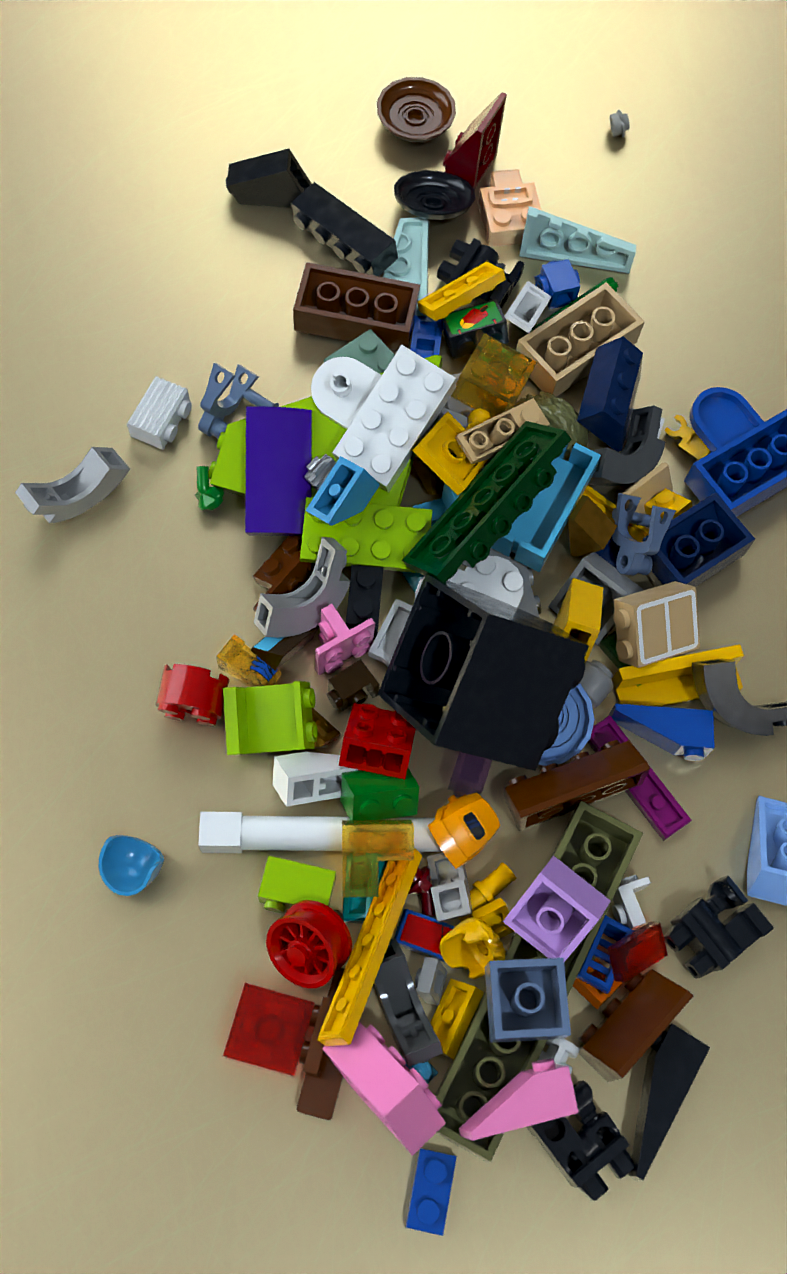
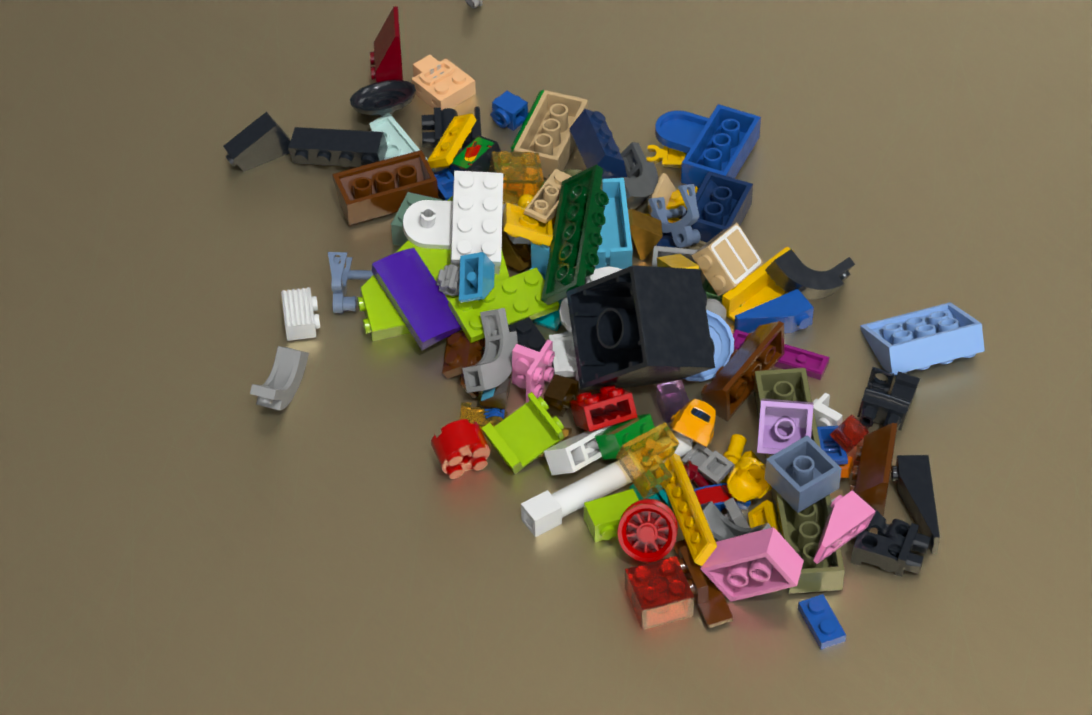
camera: 25 degrees left, 20 degrees down
(129, 864) = (497, 561): dark azure helmet -> none
(207, 496) = (374, 343): green plate -> none
(416, 109) = (327, 53): reddish brown hat -> none
(527, 307) = (503, 129): white slope -> none
(559, 239) = (486, 83): light aqua wing -> none

